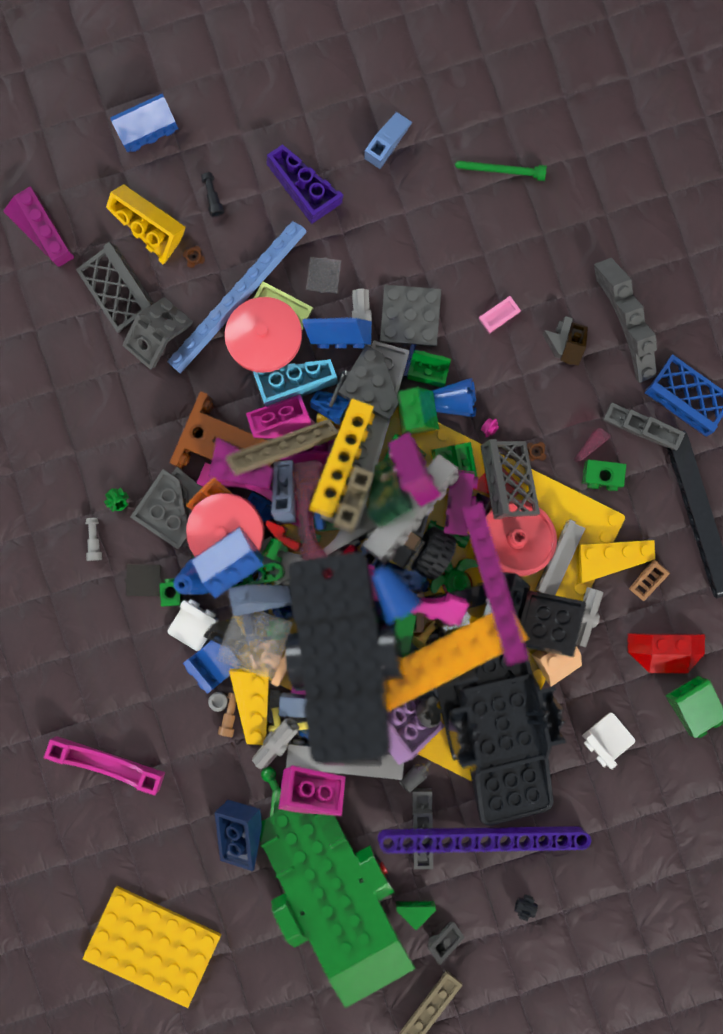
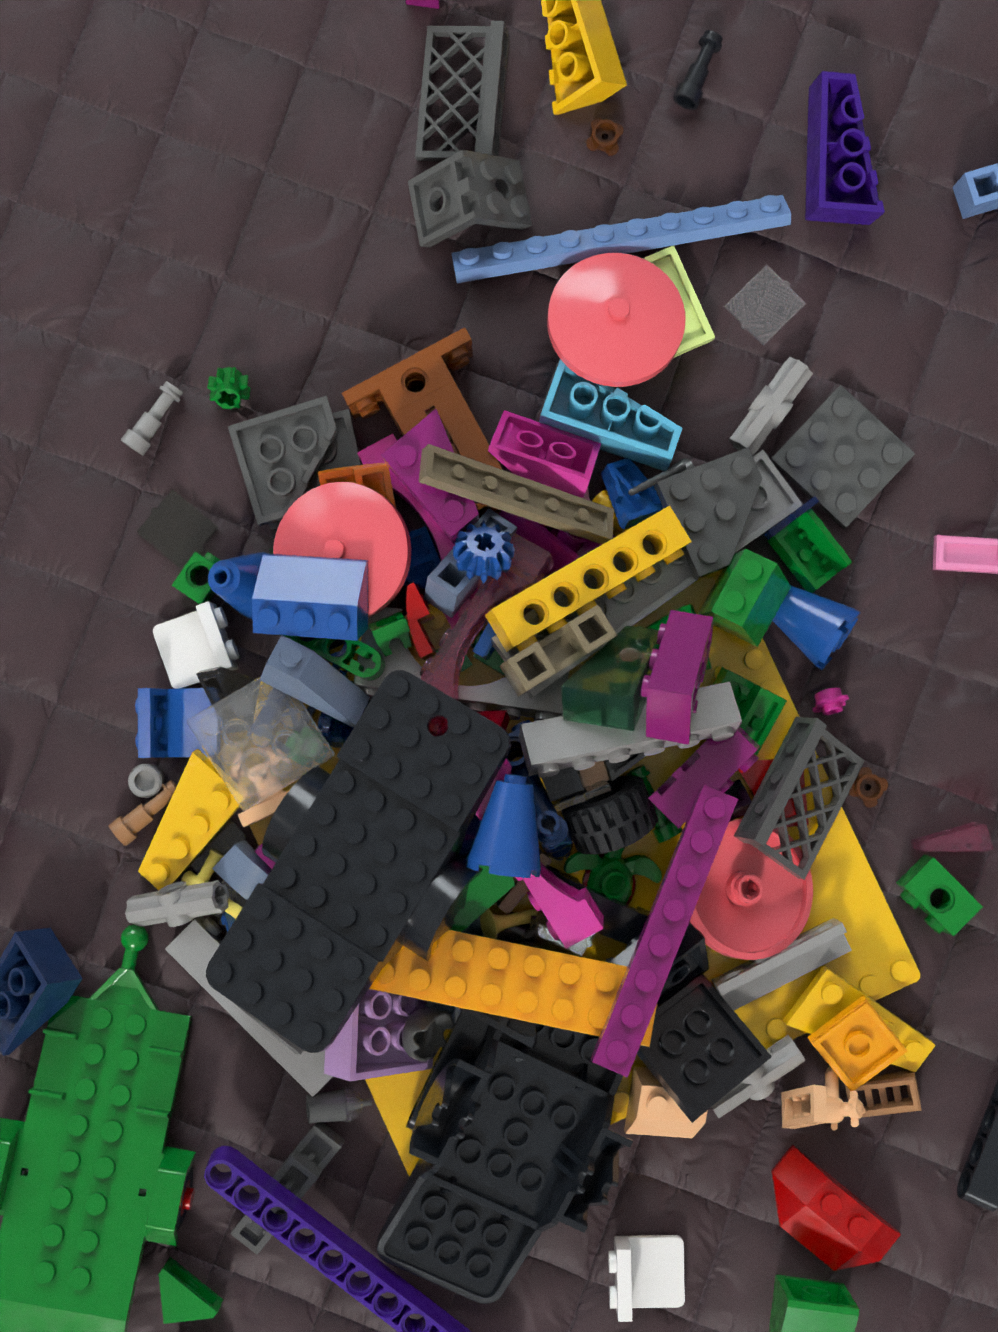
camera: 40 degrees right, 0 degrees up
(287, 482) = (483, 551): none -> blue gear
(311, 791) = (173, 1012): dark pink slope -> none
(338, 332) = (724, 398): blue slope -> none
(619, 566) = (857, 1043): none -> light orange plate
(624, 605) = (820, 1105): none -> light nougat piece

